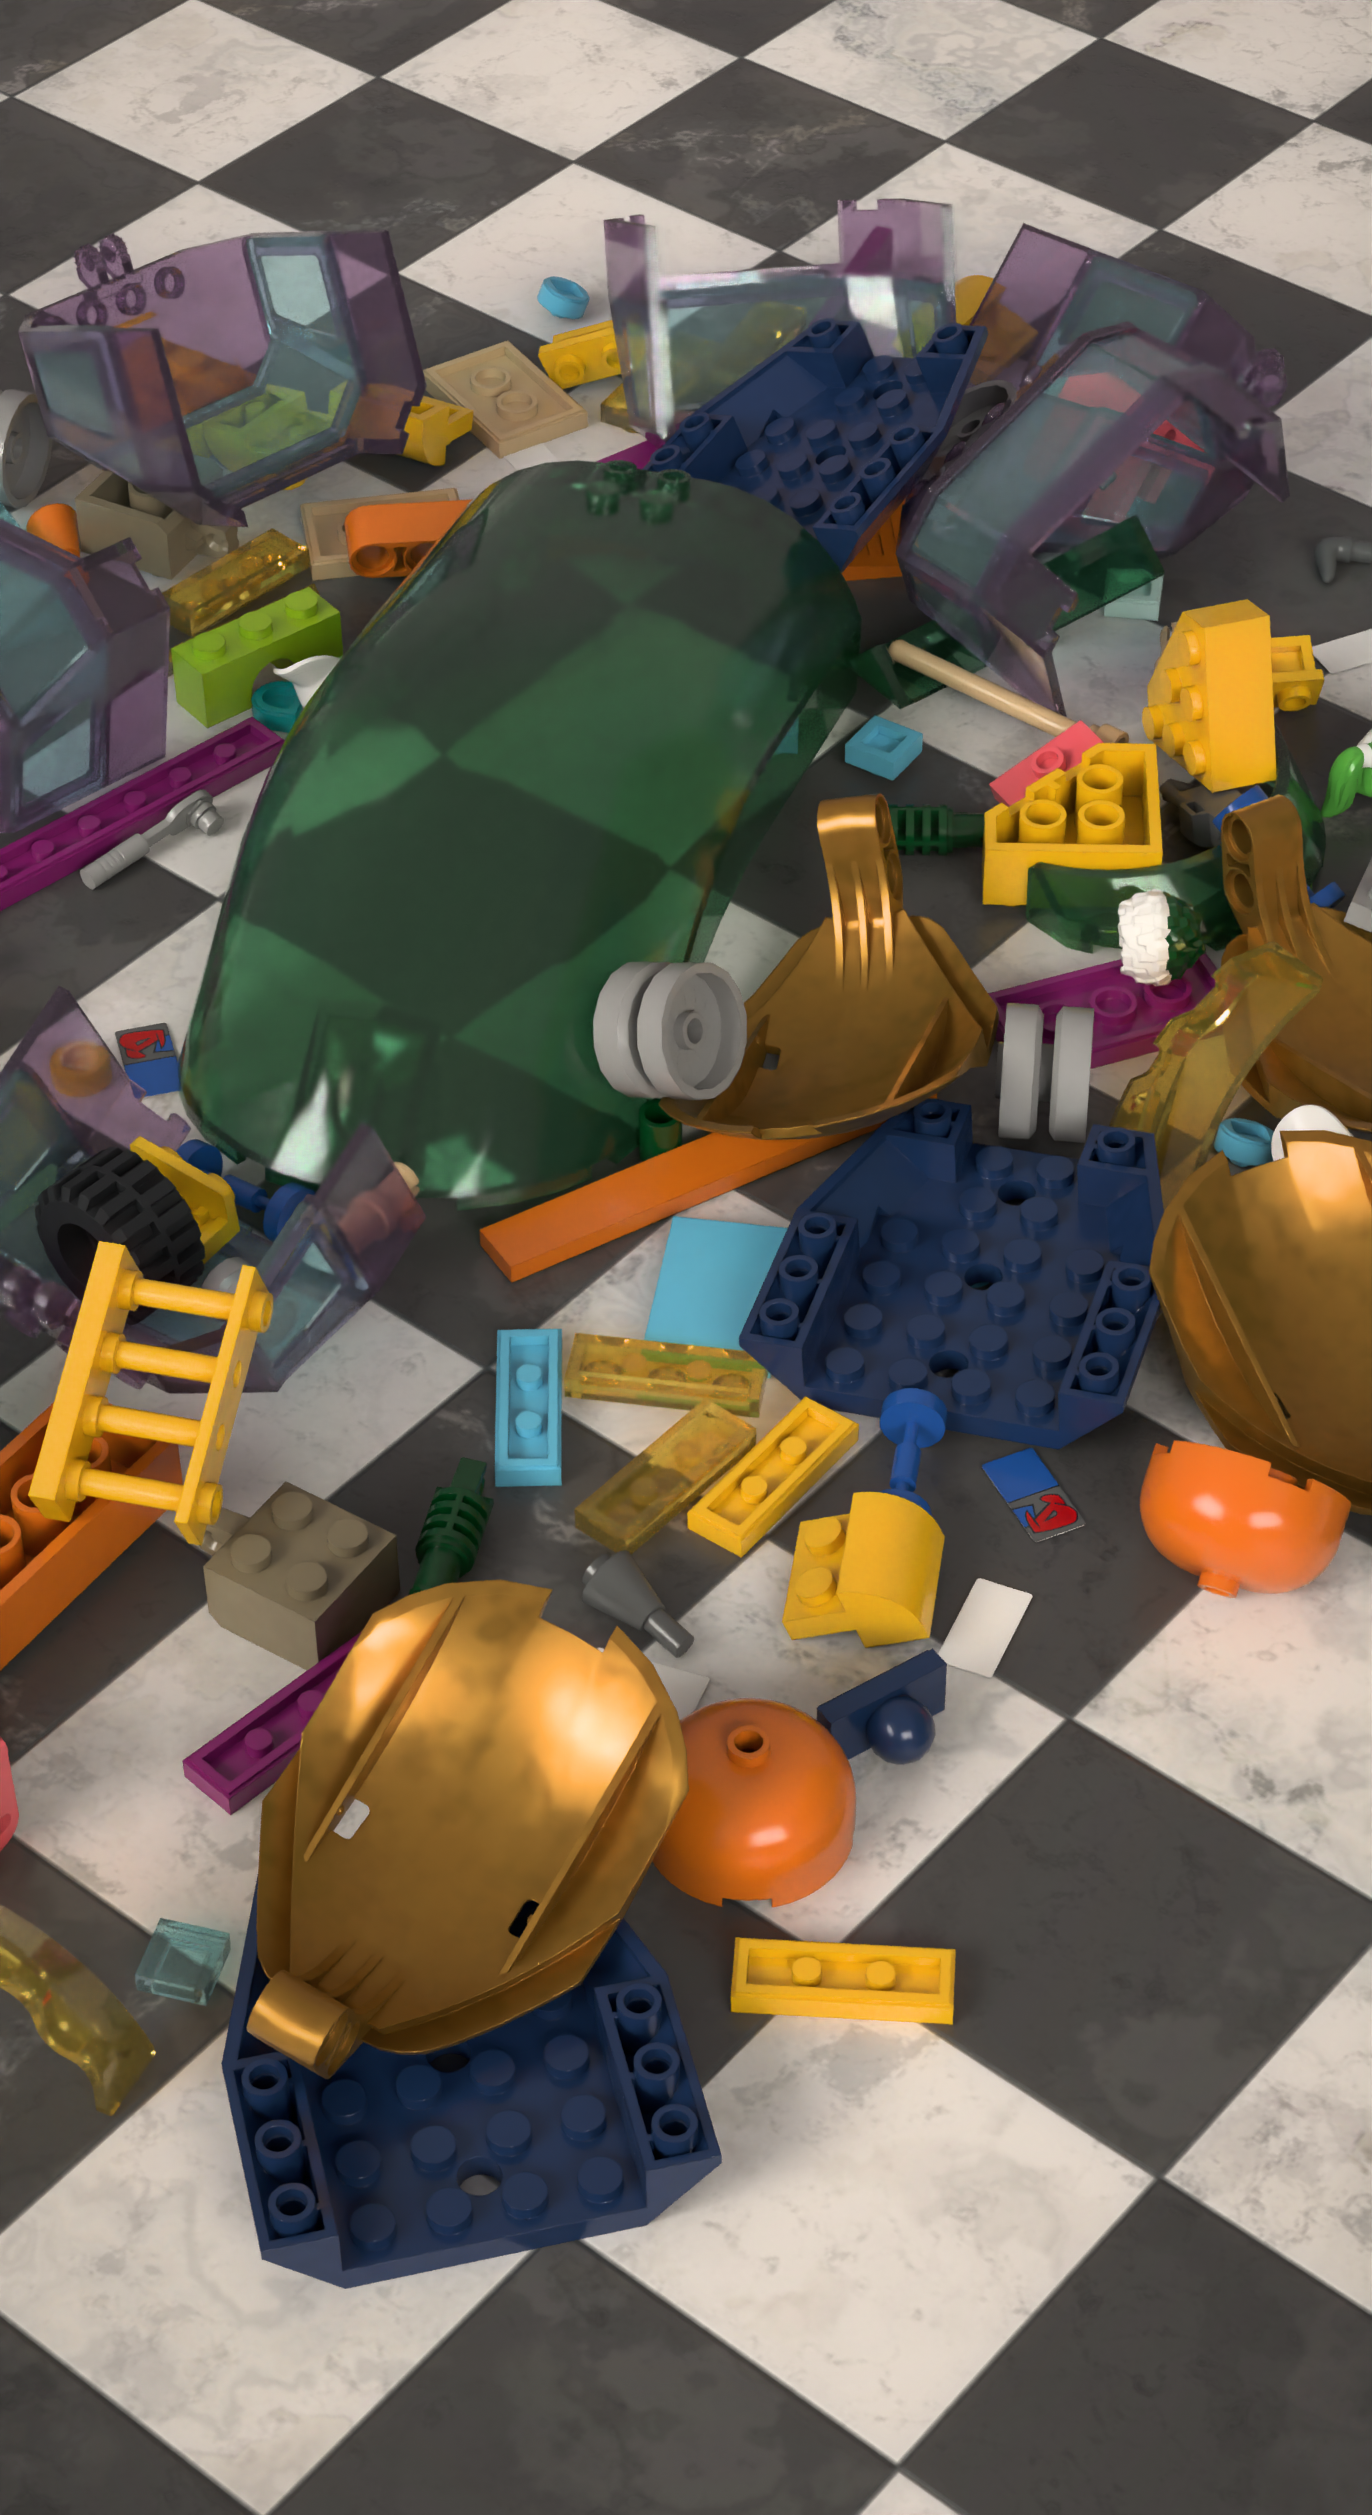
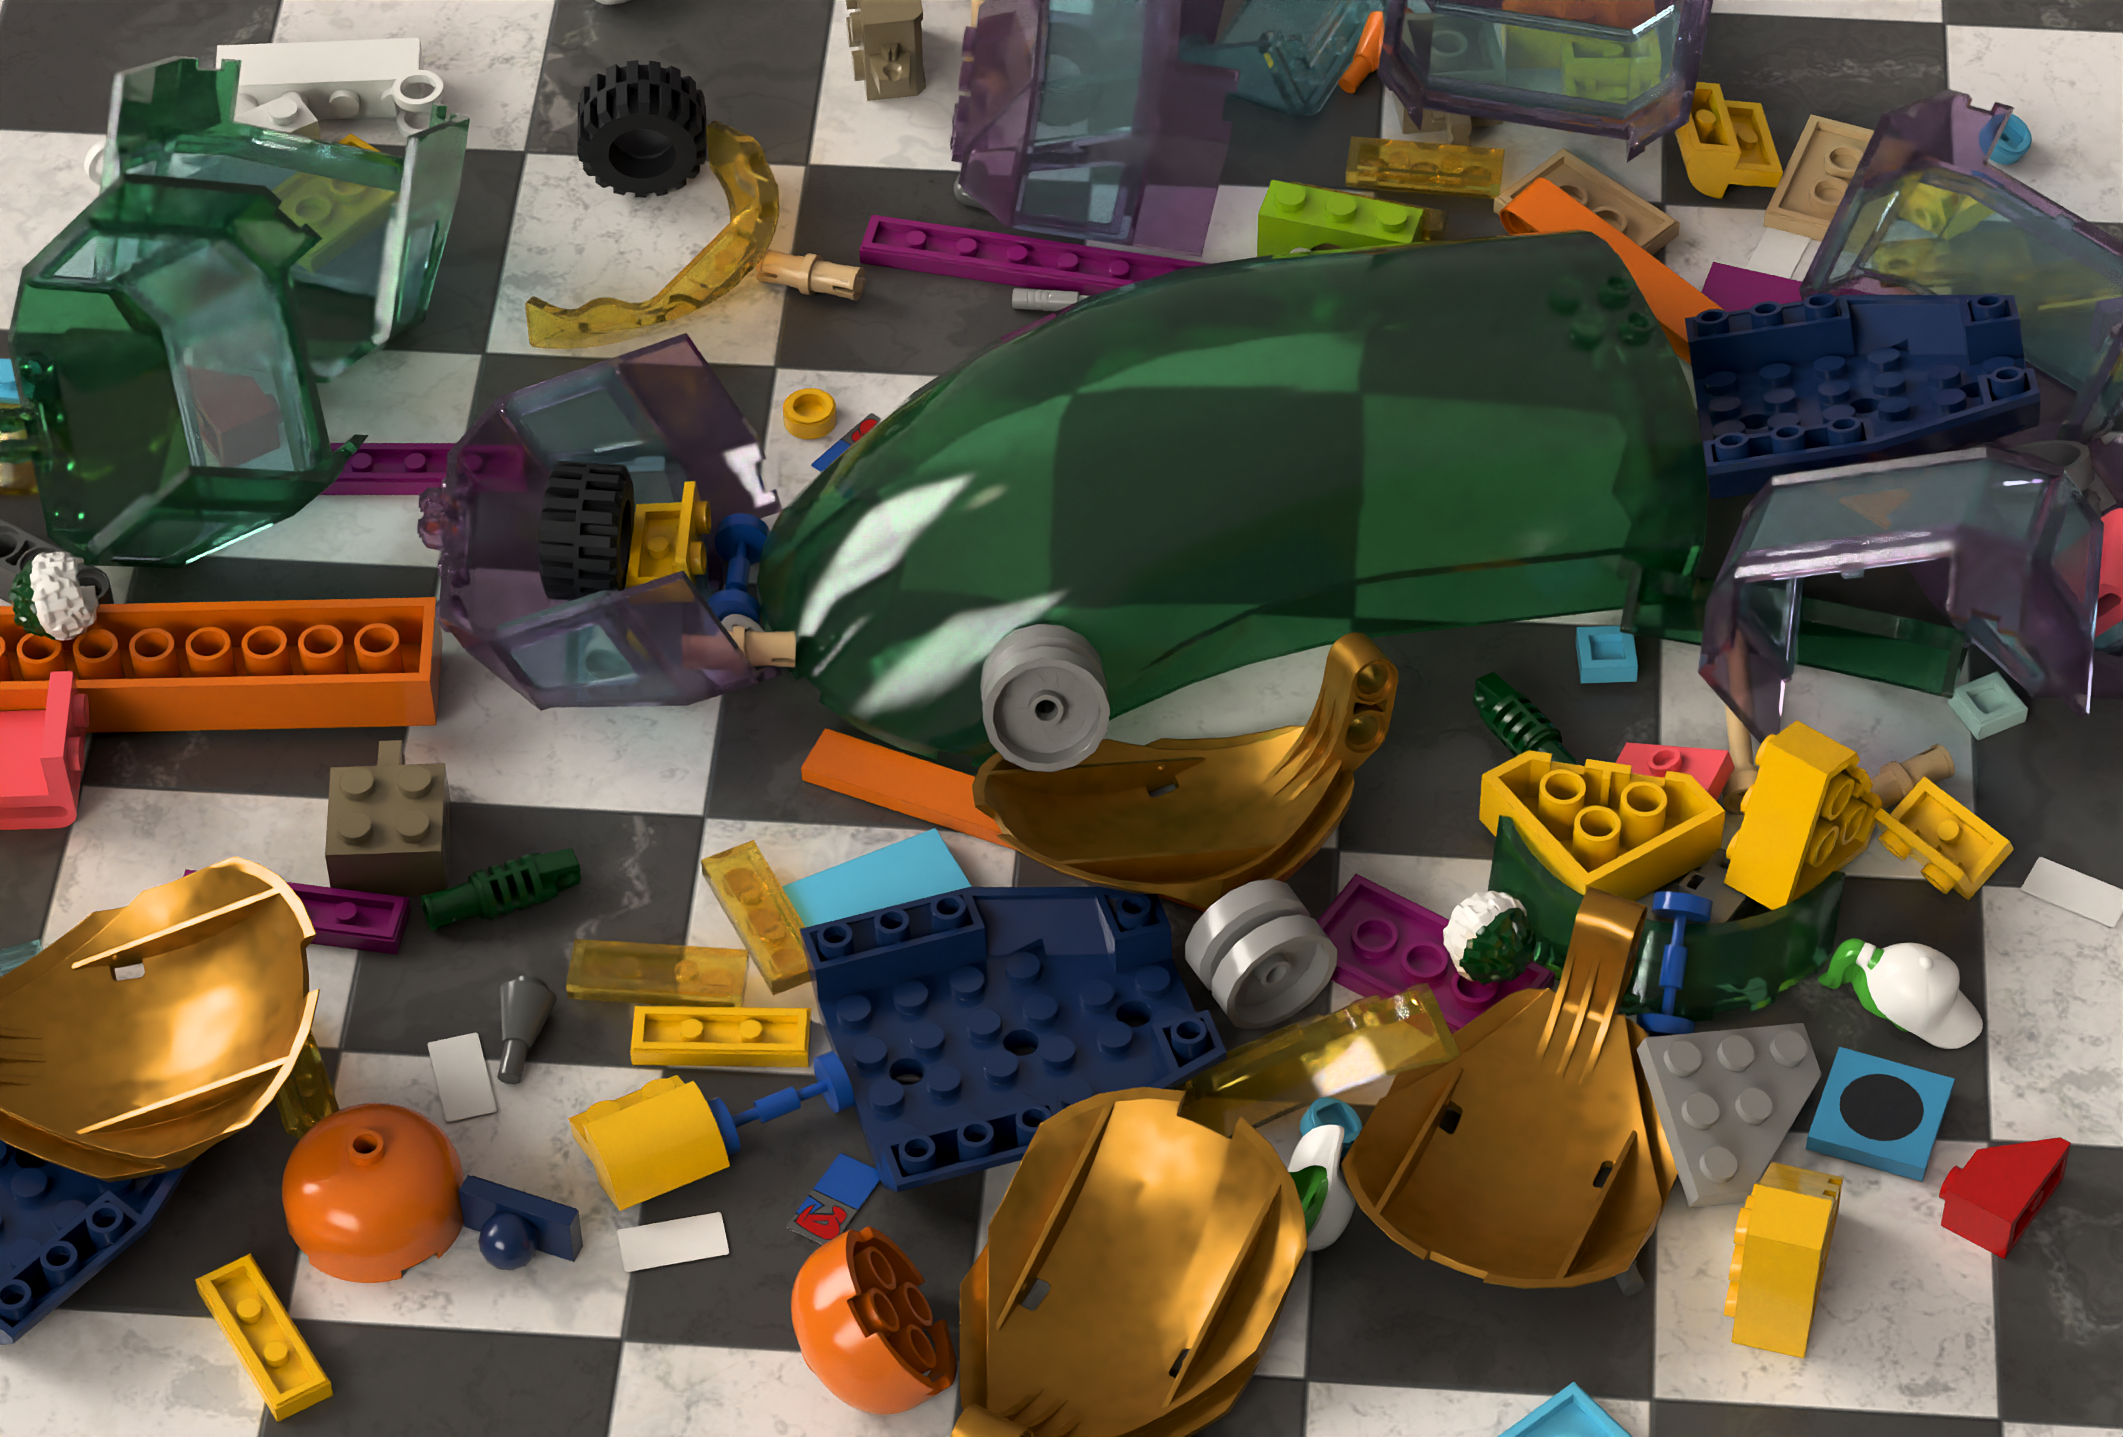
camera: 55 degrees right, 5 degrees up
(101, 1349) = (380, 594): yellow fence -> none
(528, 1408) = (671, 861): medium azure tile -> none

